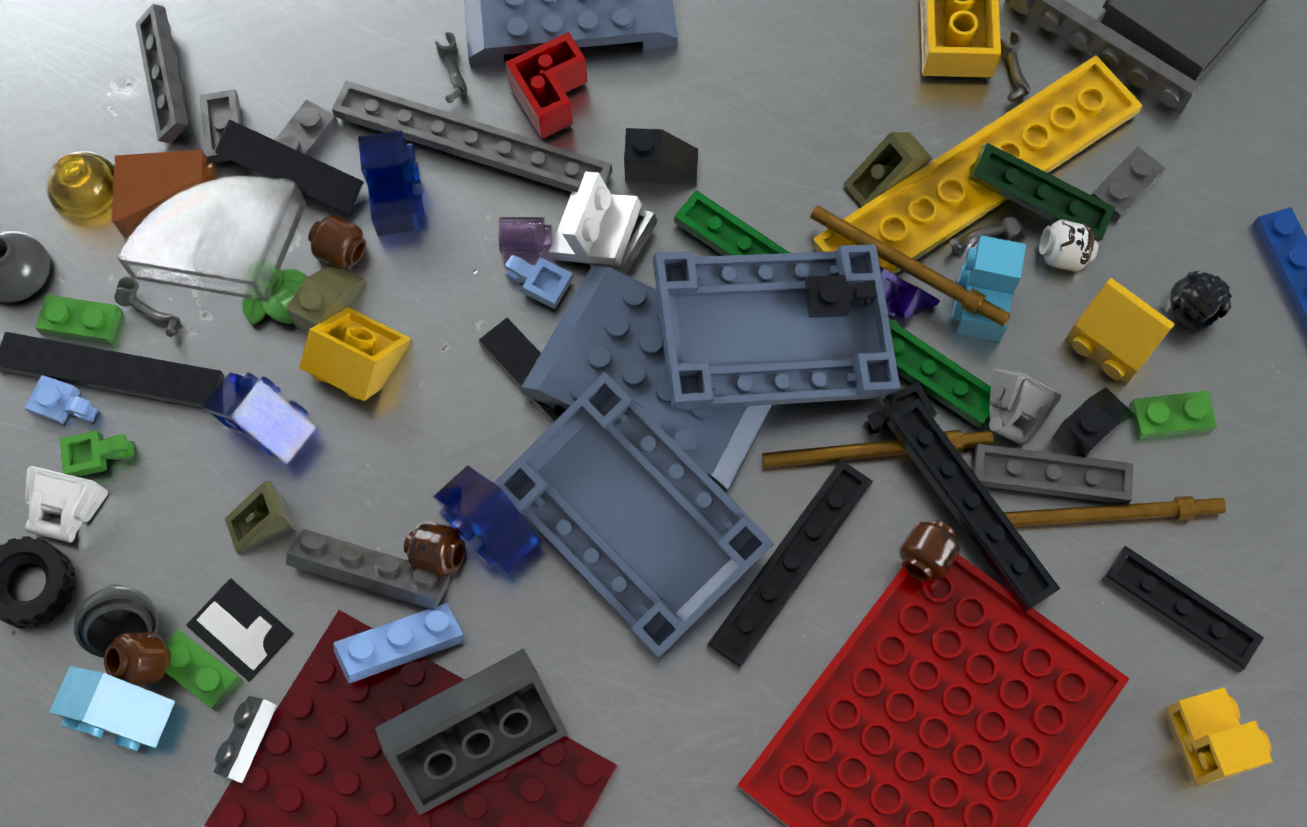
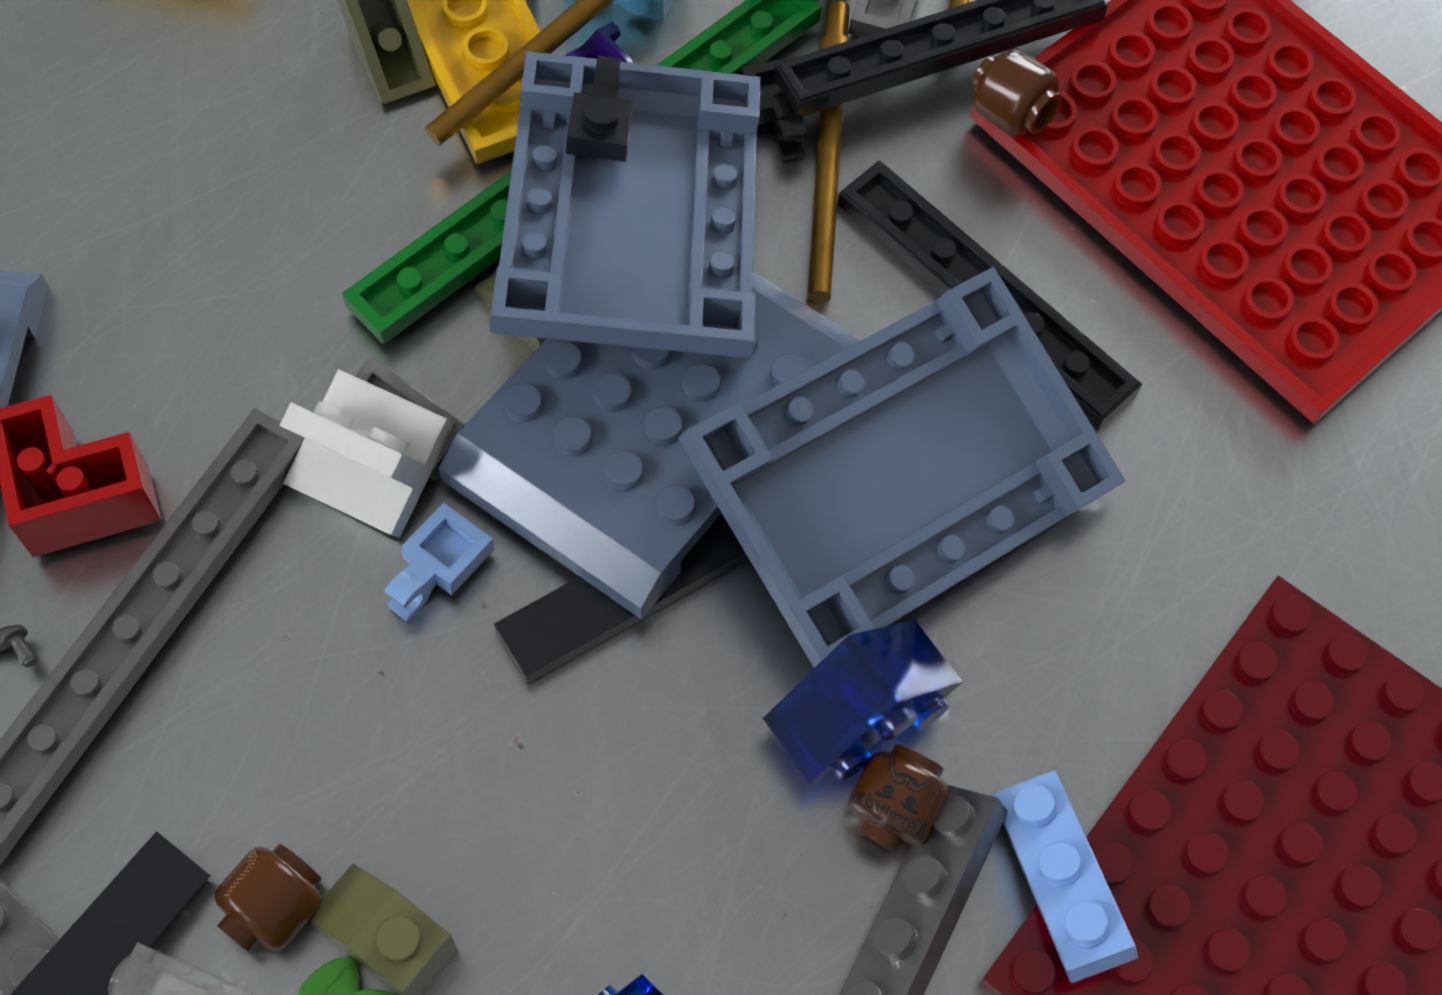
camera: 85 degrees left, 5 degrees down
(353, 353) = (508, 890): yellow slope -> none
(391, 180) = (176, 779): clear blue brick -> none
(470, 731) = (1228, 769): dark grey slope -> none
(524, 235) = (347, 570): clear purple brick -> none
(658, 157) = (260, 345): black slope -> none

